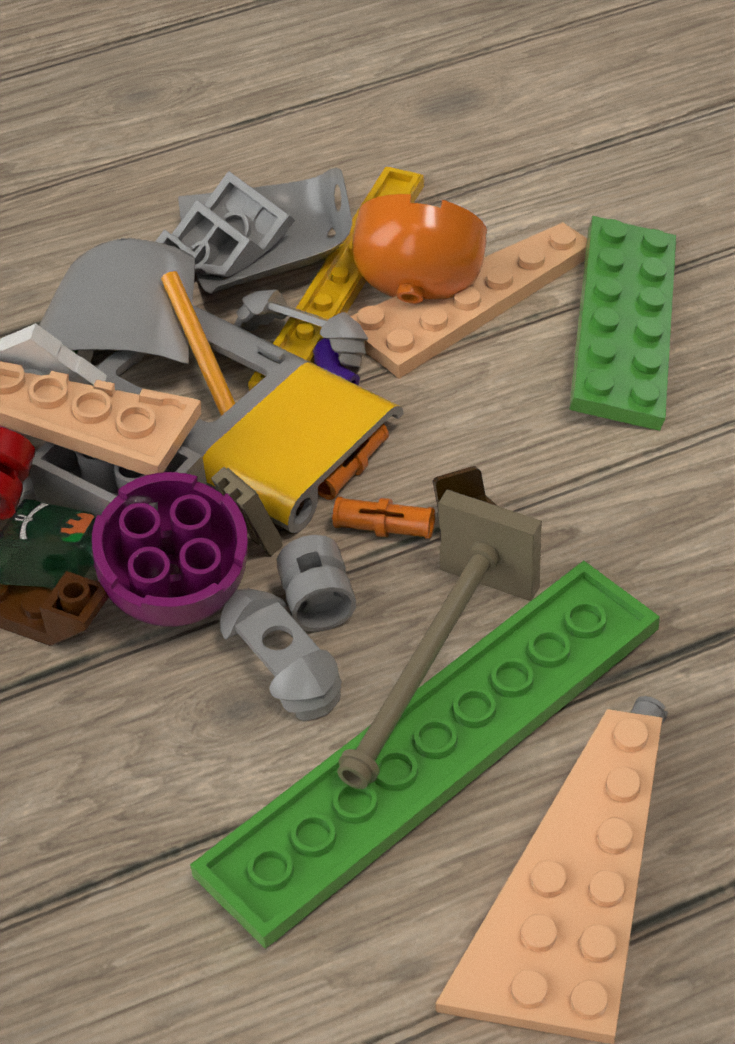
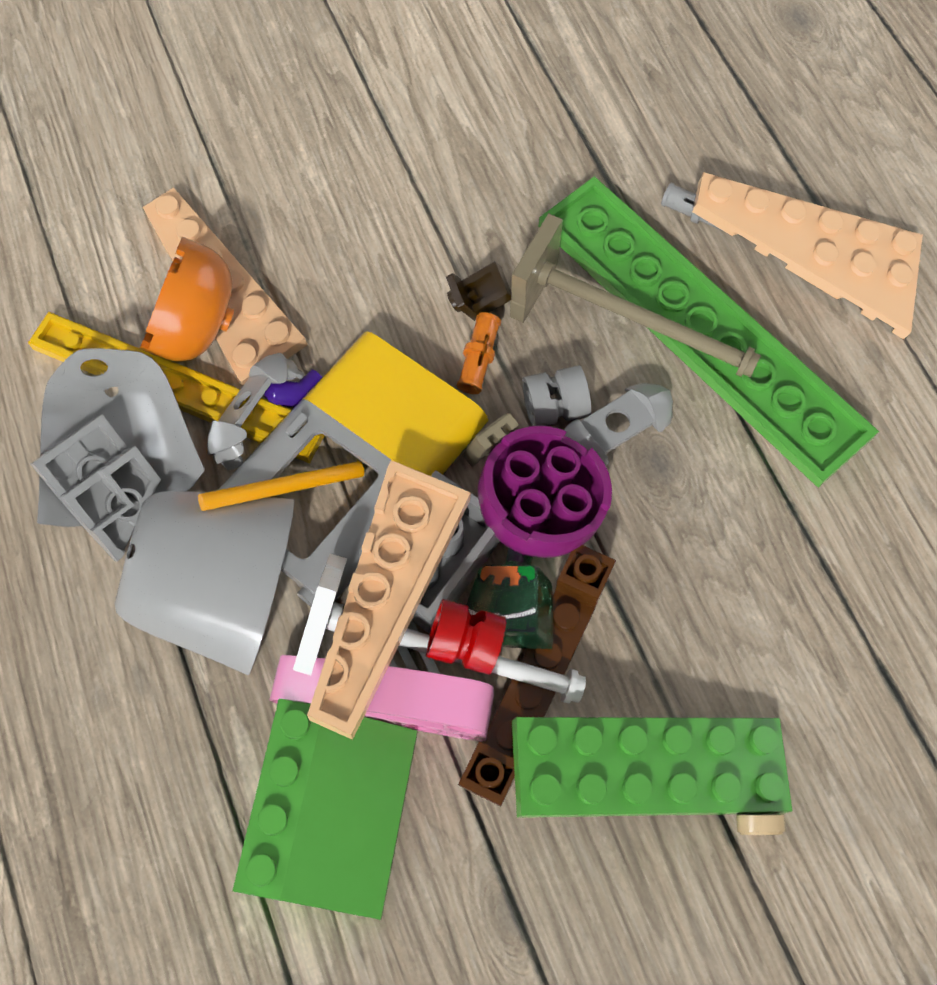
camera: 90 degrees left, 20 degrees up
(624, 324) = (273, 173): bright green plate -> none

